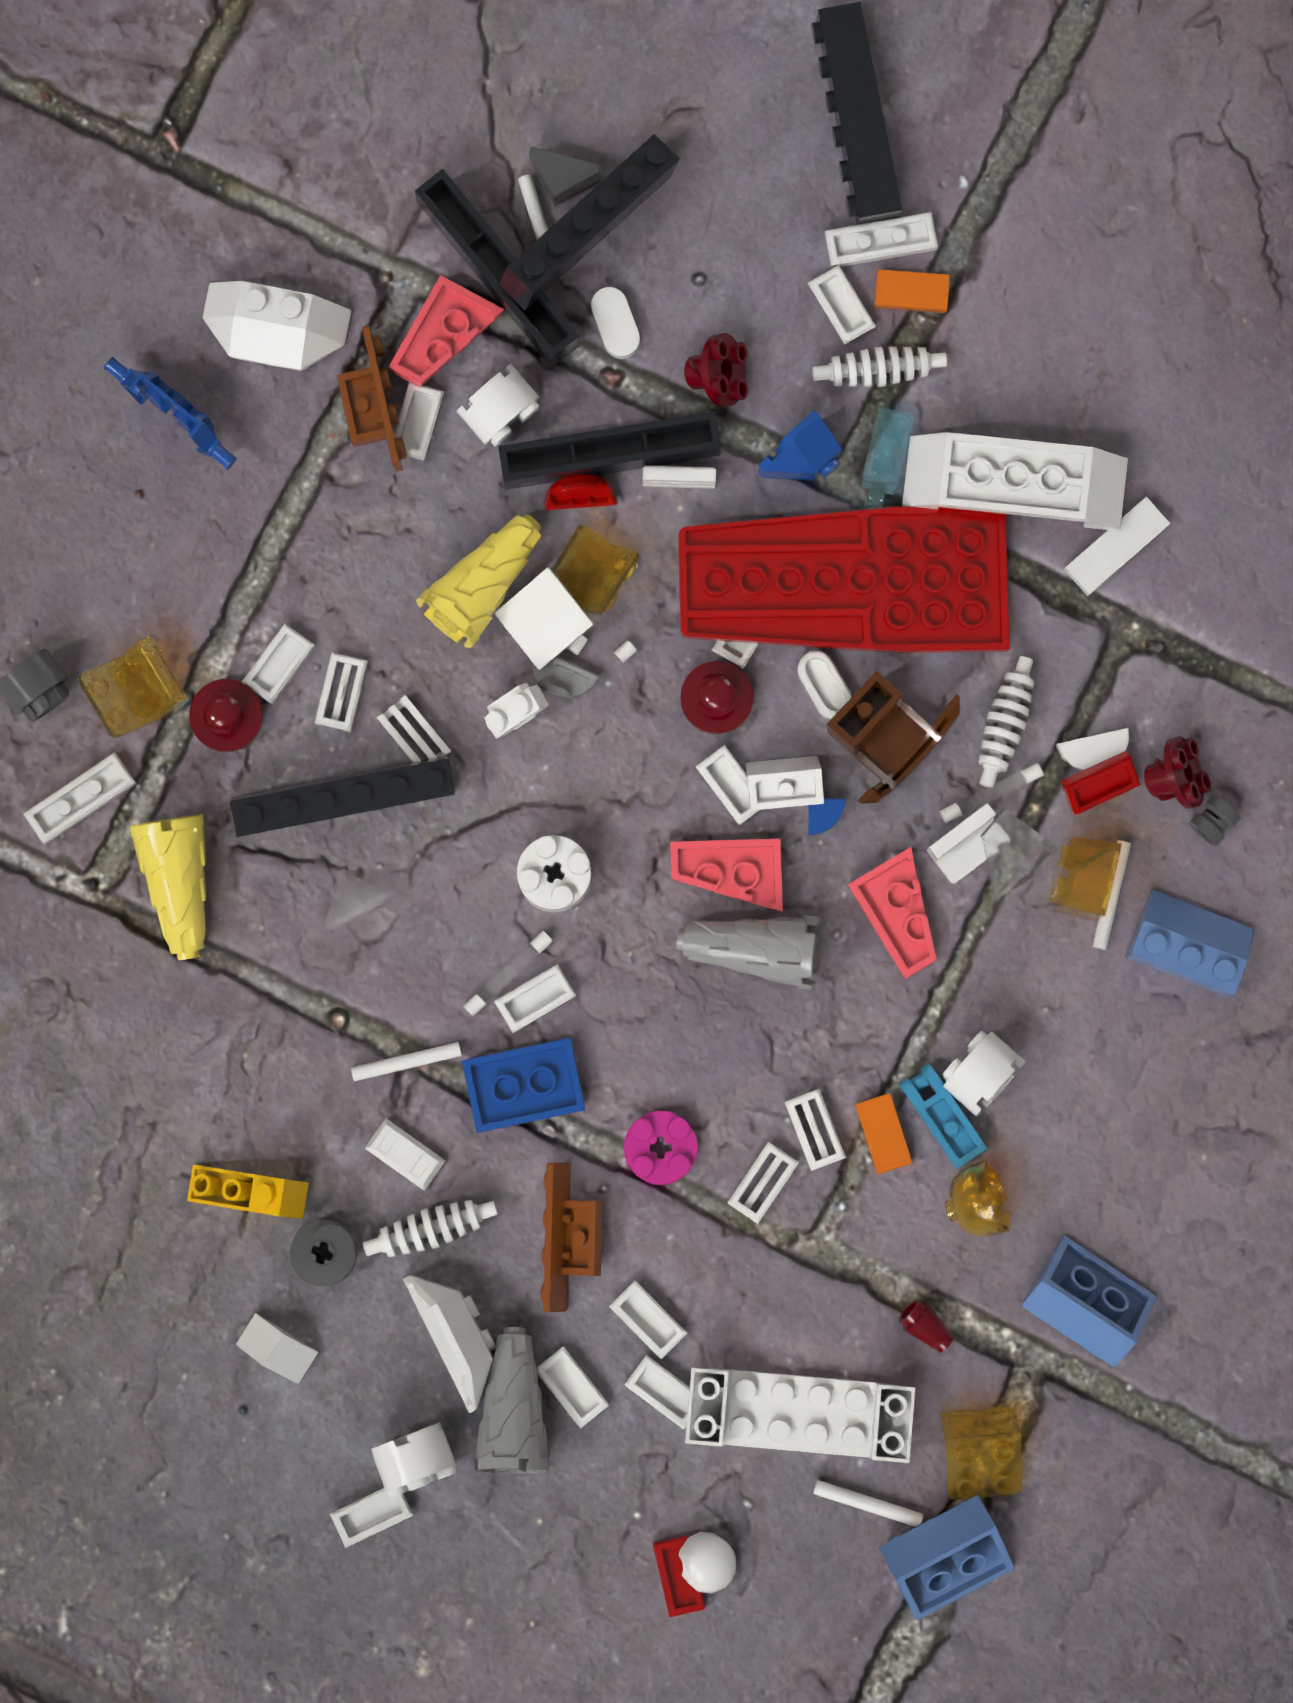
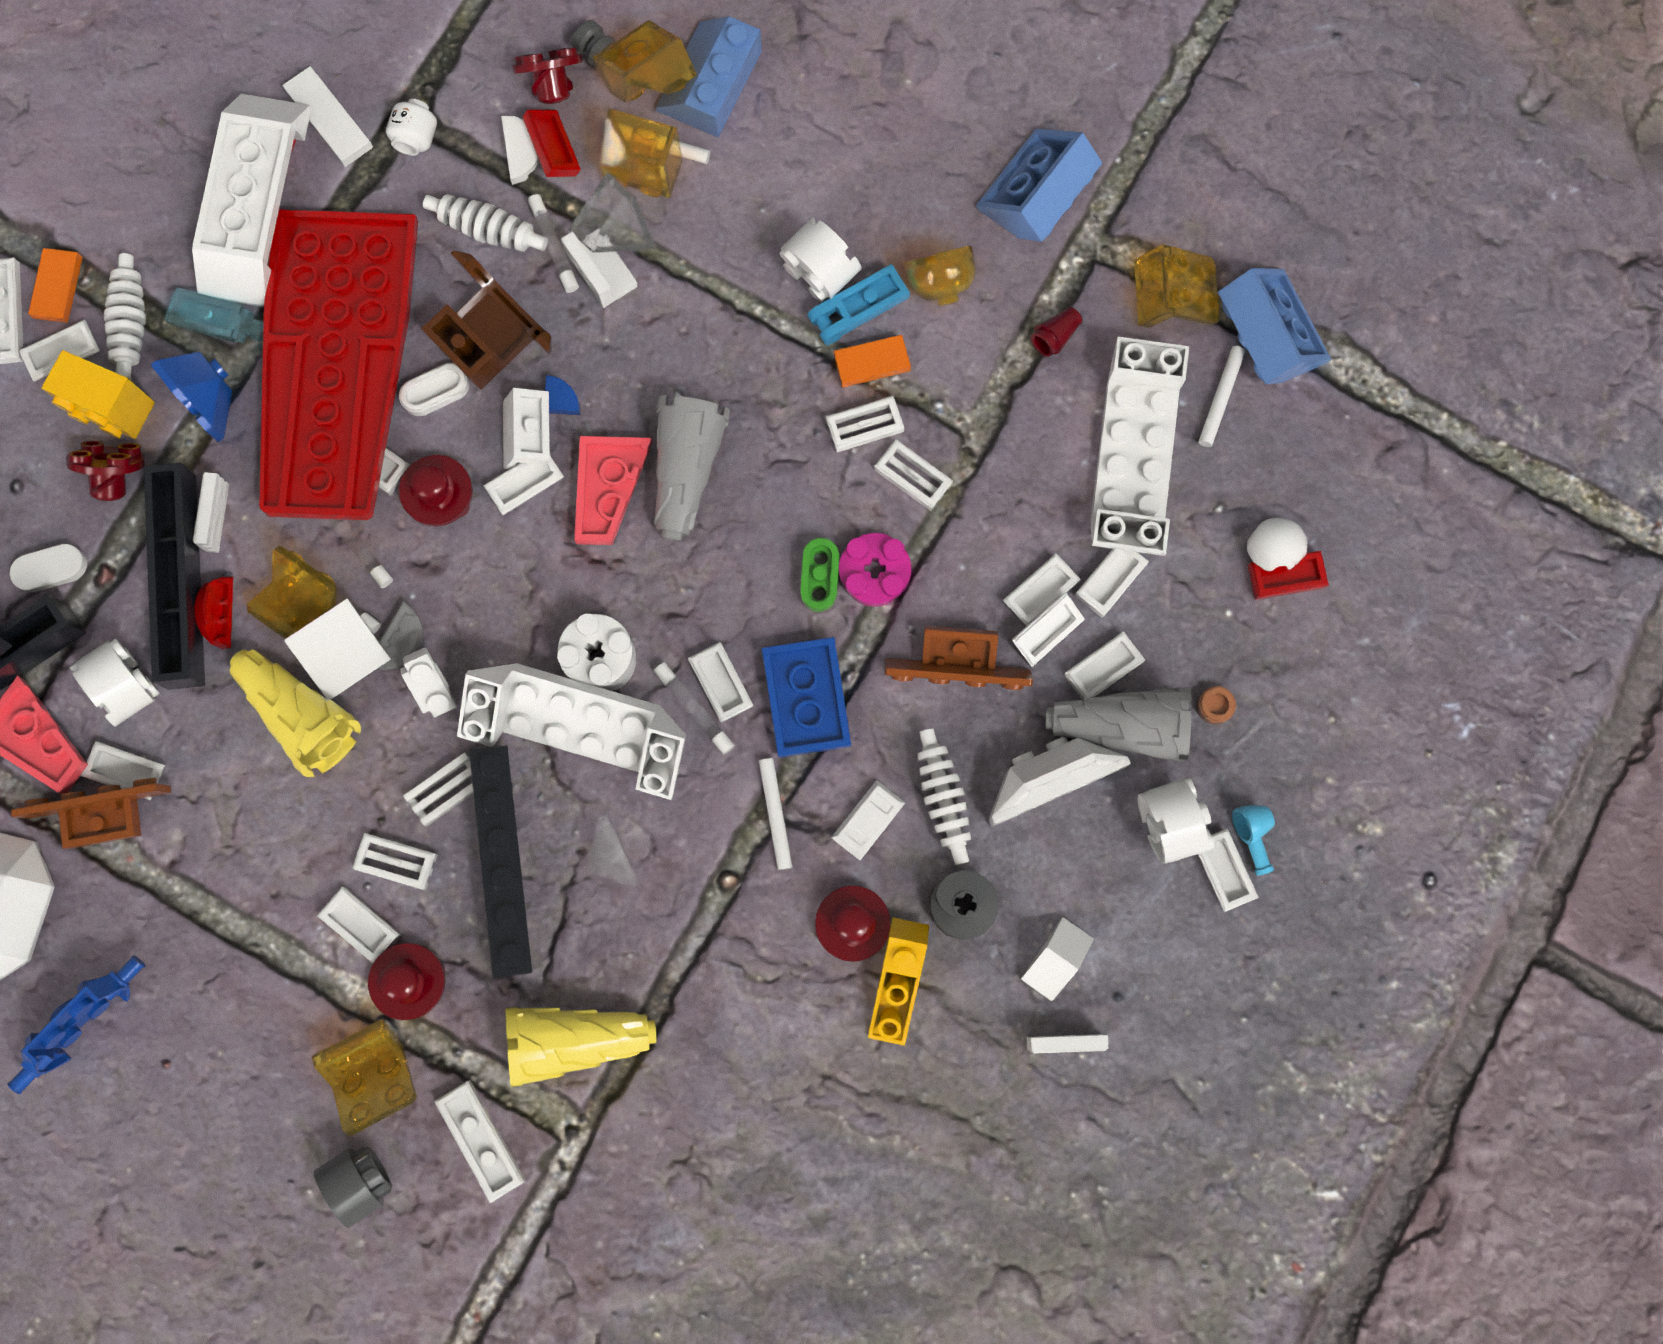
camera: 85 degrees left, 5 degrees down
(194, 1359) = (1067, 1043): none -> white tile
(301, 1143) = (852, 923): none -> dark red plate
(417, 1540) = (1251, 824): none -> medium azure bar
(485, 859) = (575, 720): none -> white slope
(538, 1502) = (1216, 705): none -> nougat tile
(606, 1327) = (1048, 629): none -> white tile
(650, 1090) = (819, 575): none -> bright green plate
(790, 352) = (97, 396): none -> yellow brick
(896, 911) = (660, 335): coral wing -> none
(1106, 636) = (411, 127): none -> white head
(1189, 875) = (645, 60): none -> clear yellow slope

